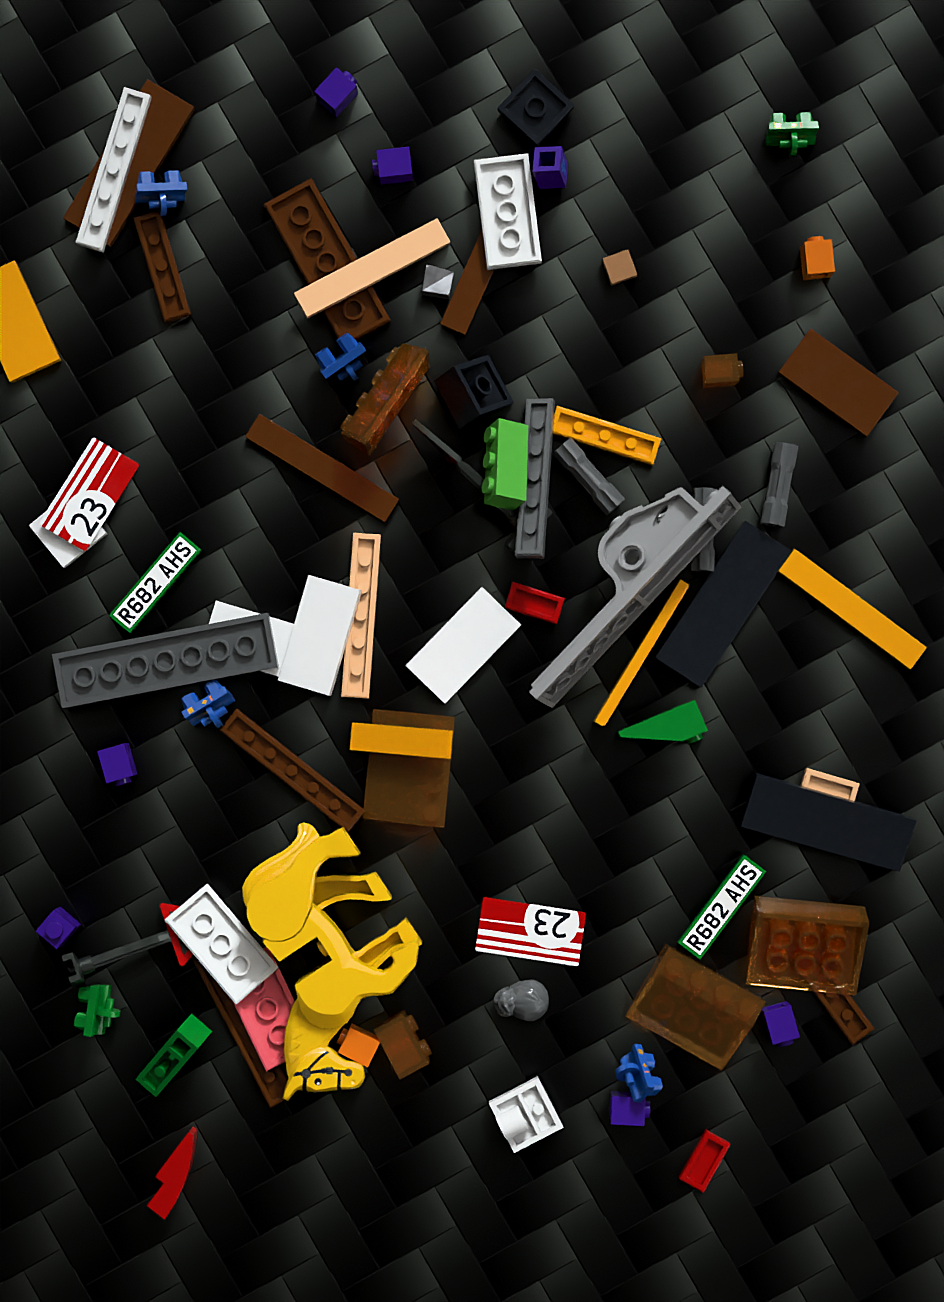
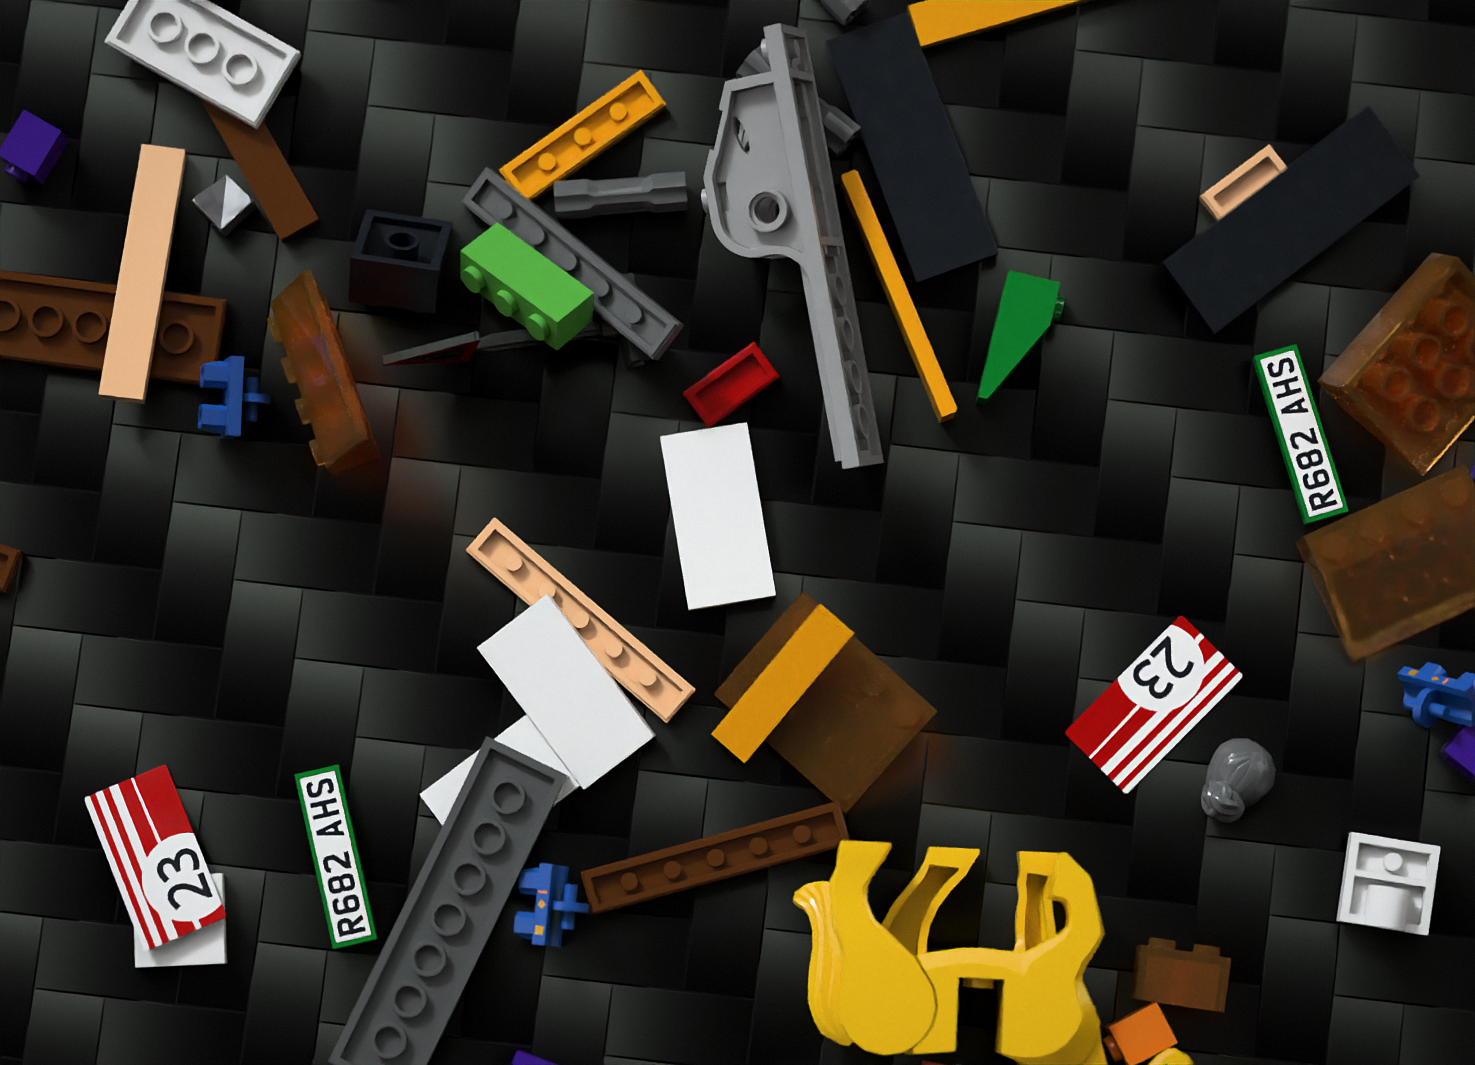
camera: 55 degrees left, 5 degrees down
(322, 468) = (351, 529): reddish brown tile -> none

